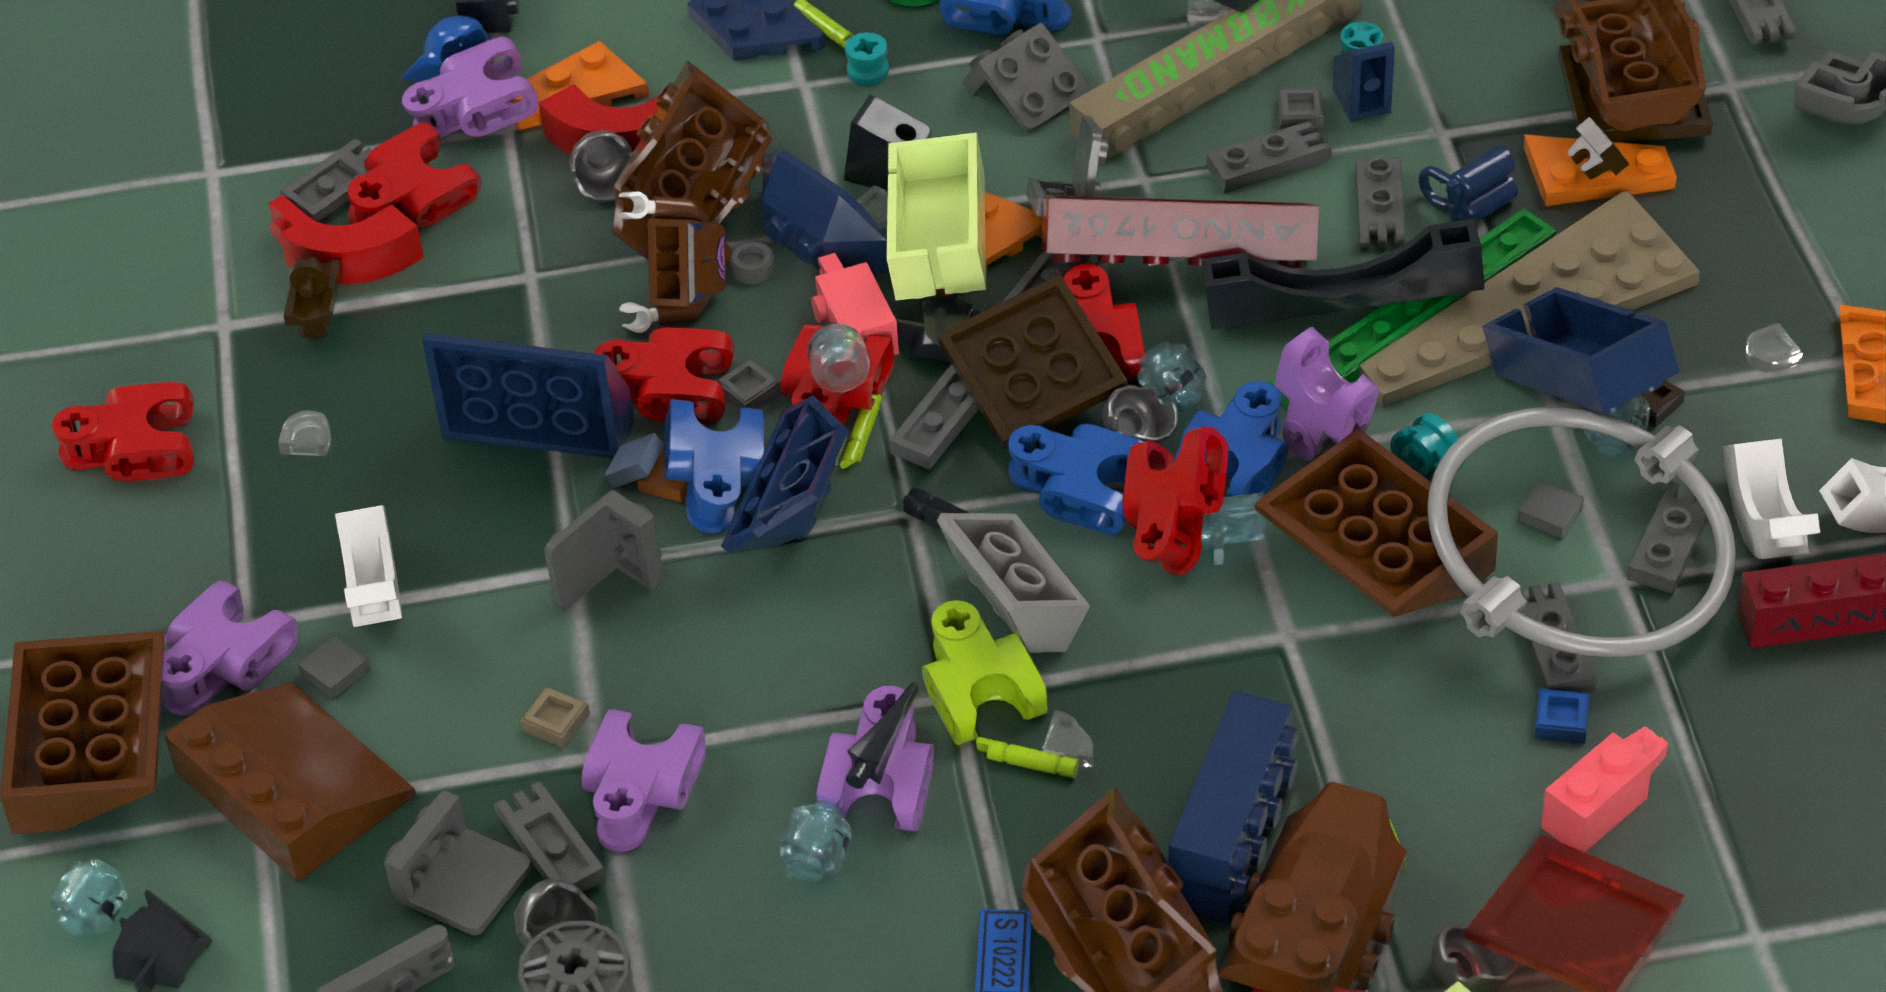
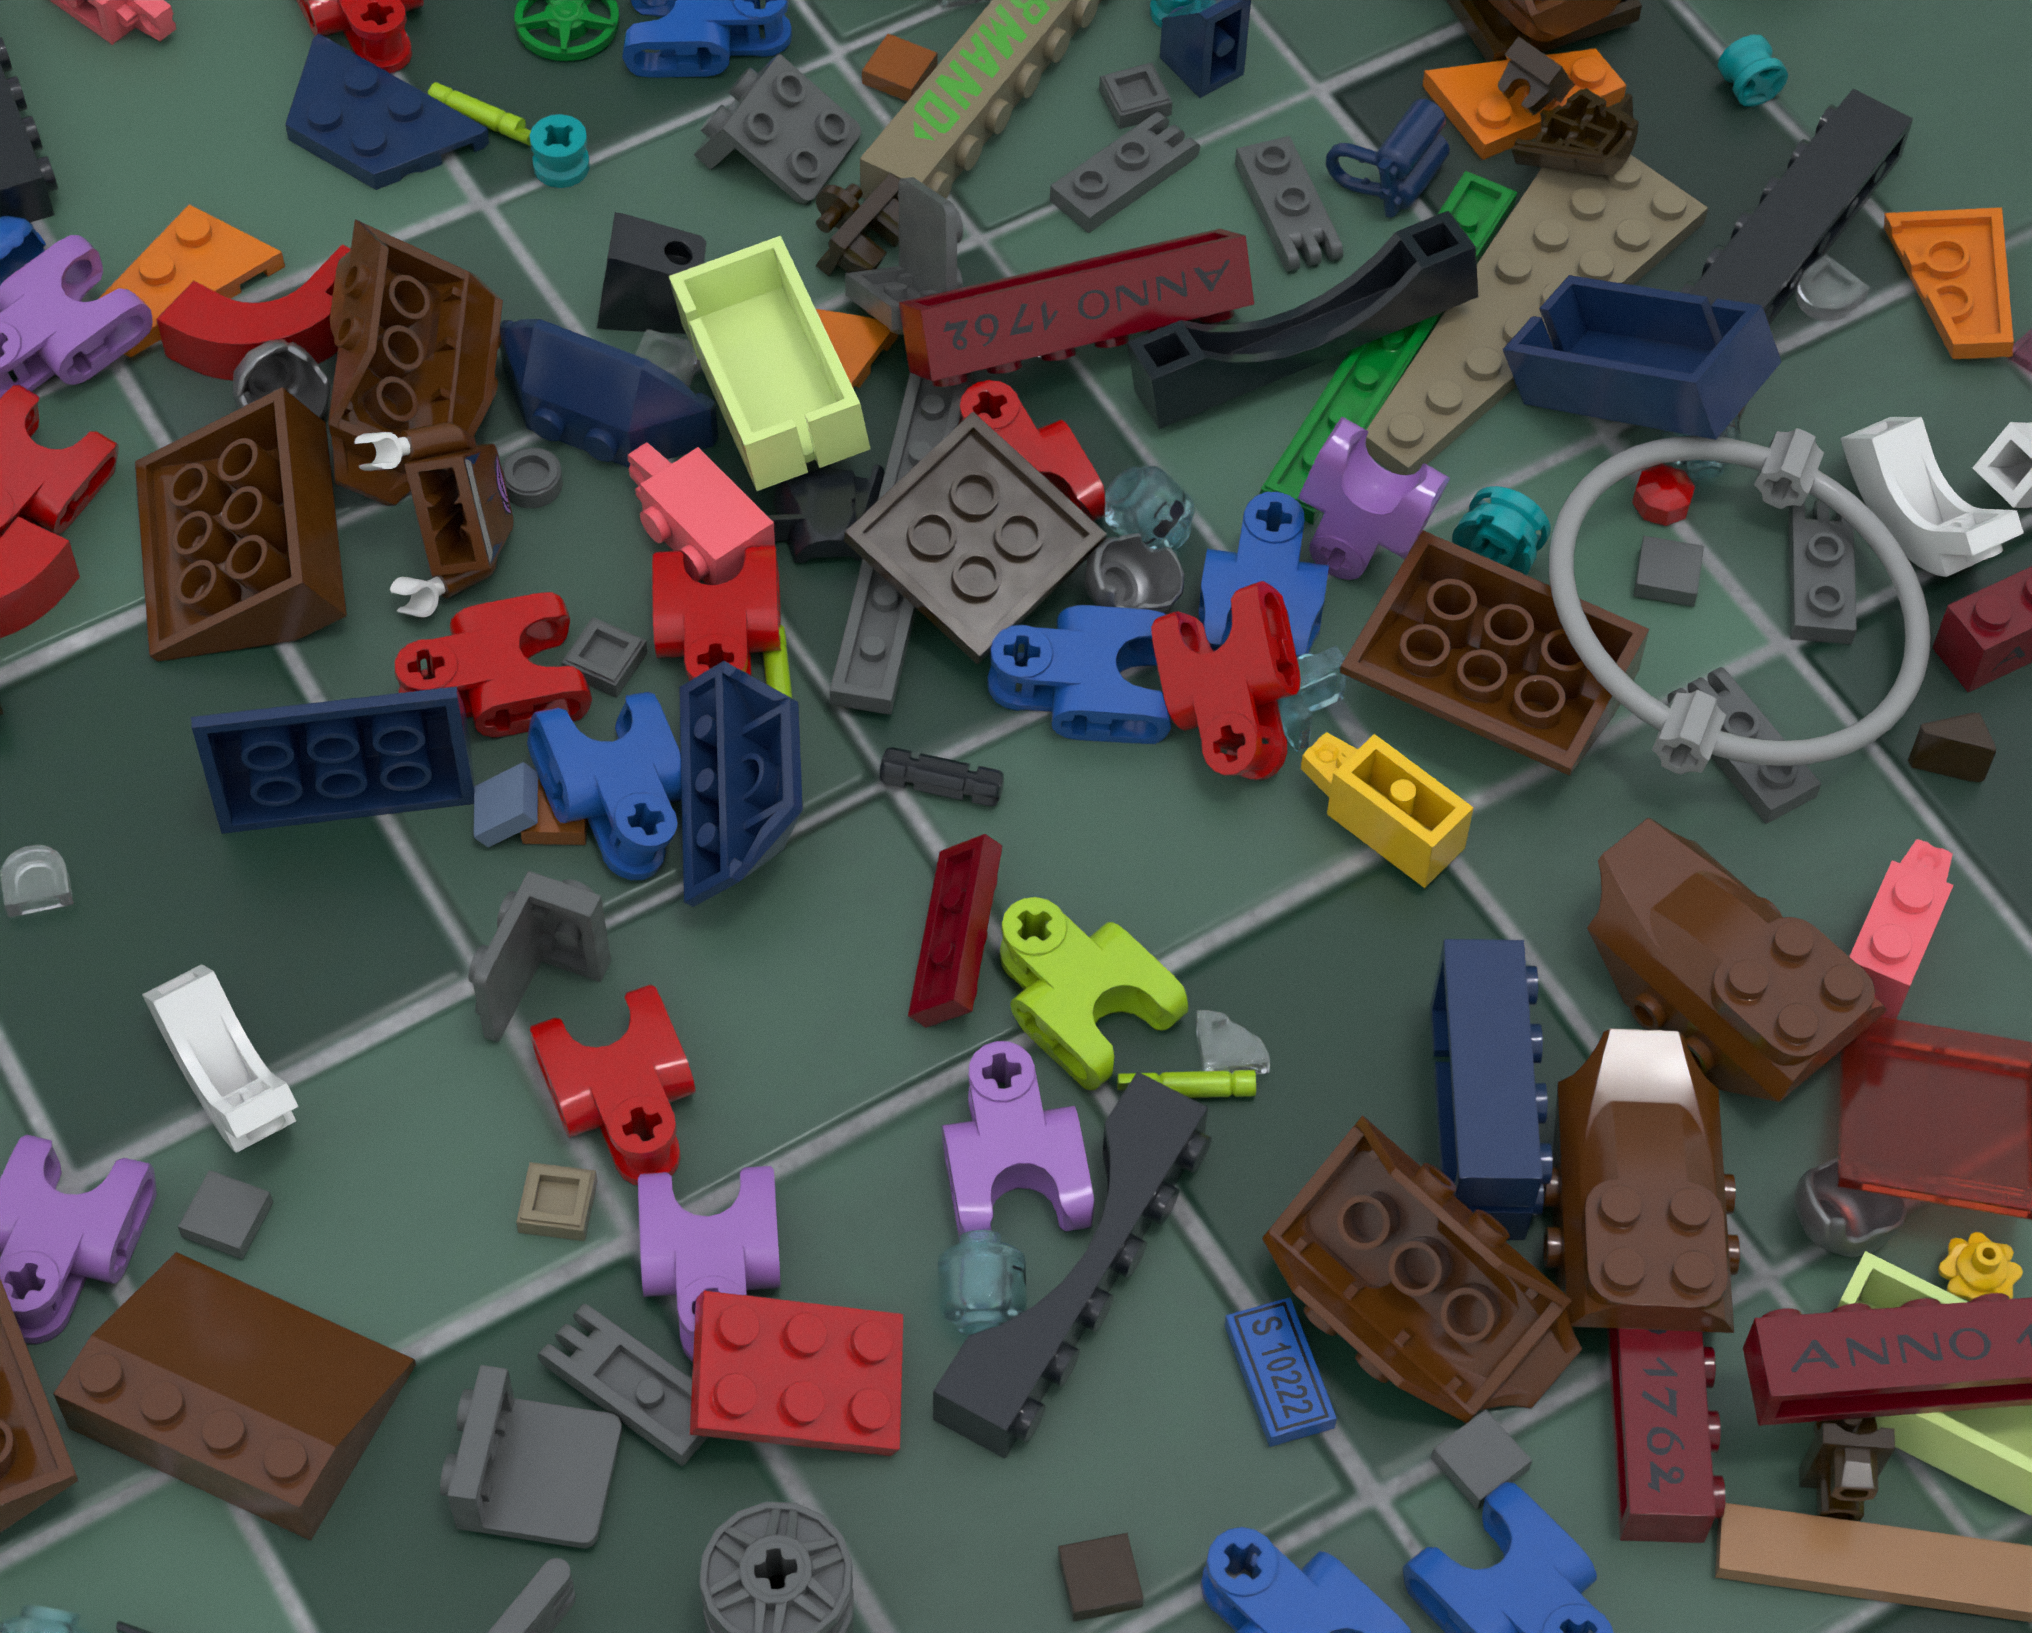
camera: 25 degrees left, 10 degrees up
(537, 250) = (240, 532): none -> reddish brown slope
(551, 904) = (694, 1495): flat silver hair -> none
(629, 653) = (621, 1085): none -> red piece
(658, 859) = (796, 1373): none -> red plate
(809, 901) = (1004, 1371): none -> black arch
(838, 357) = (732, 598): clear light blue head -> none
(873, 750) = (1016, 1144): black piece -> none
(906, 616) = (955, 931): none -> dark red plate
(1016, 578) = (1085, 846): light grey slope -> none
(1047, 147) = (850, 245): none -> dark brown hips
(1131, 51) = (899, 67): none -> dark orange tile
(1257, 609) = (1390, 804): none -> yellow hinge
(1448, 769) = (1712, 959): none -> reddish brown slope
(1562, 715) = (1798, 844): blue tile -> none
(1571, 457) = (1663, 494): none -> red tile
(1617, 199) = (1582, 136): none -> dark brown piece
(1710, 676) = (1954, 747): none -> dark brown slope
(1770, 291) = (1807, 205): none -> black brick
(1780, 185) = (1752, 70): none -> teal wheel

